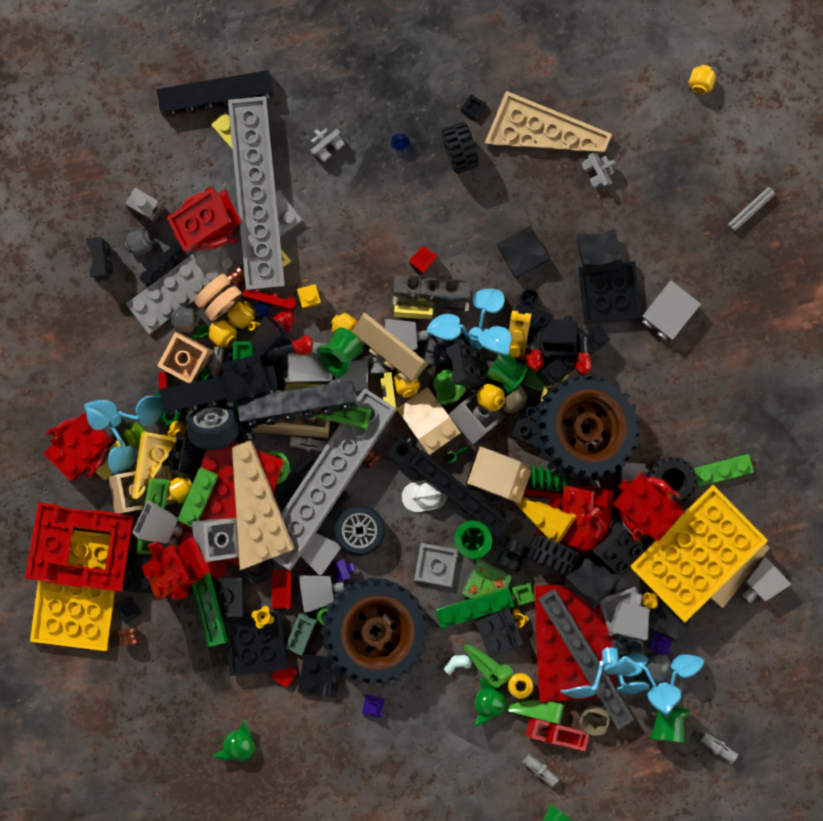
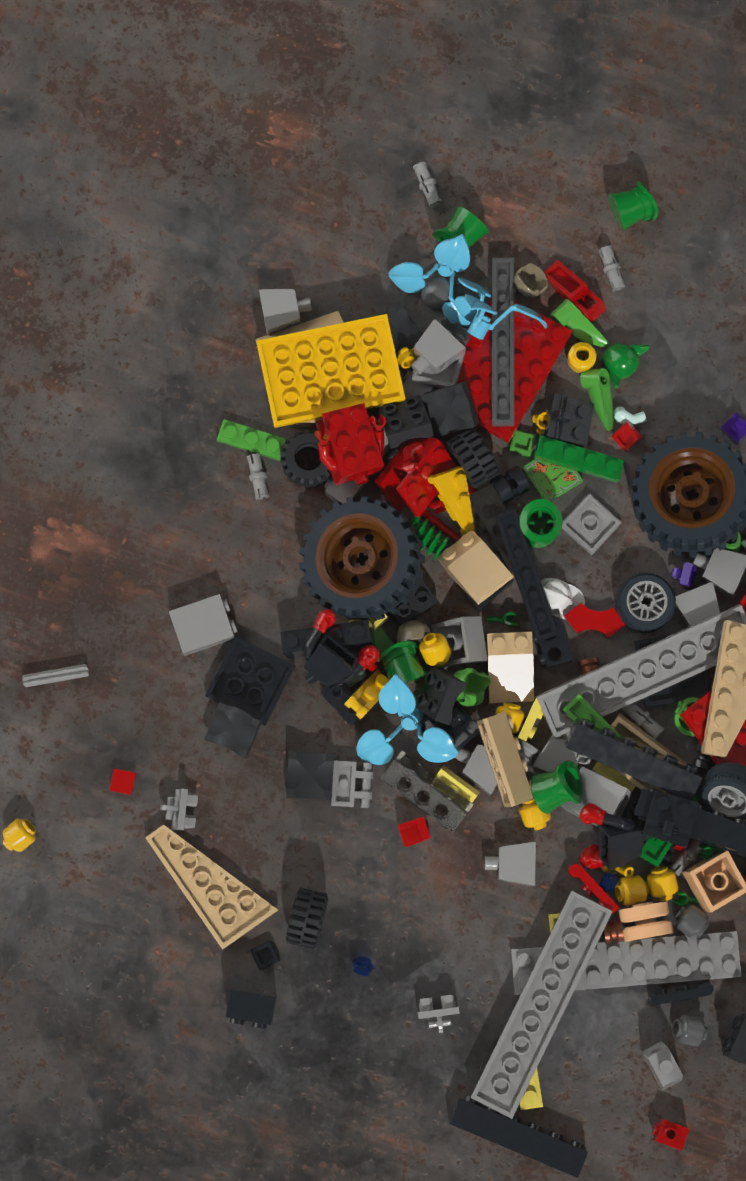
camera: 150 degrees left, 5 degrees down
(109, 161) = (670, 1134): none -> red brick
(205, 220) = (611, 1008): red torso -> none
(309, 297) = (552, 865): yellow brick -> none
(337, 281) = (514, 863): none -> light grey torso
(397, 491) = (583, 619): none -> red tile
(449, 647) = (627, 436): none -> red tile
(459, 61) = (251, 1007): none -> black brick
(493, 260) = (344, 784): none -> light grey plate
(529, 298) = (333, 721): black wheel -> none
(653, 164) = (122, 781): none -> red tile
(661, 643) = (420, 314): dark purple tile -> none
(701, 445) = (258, 476): none -> light grey pin

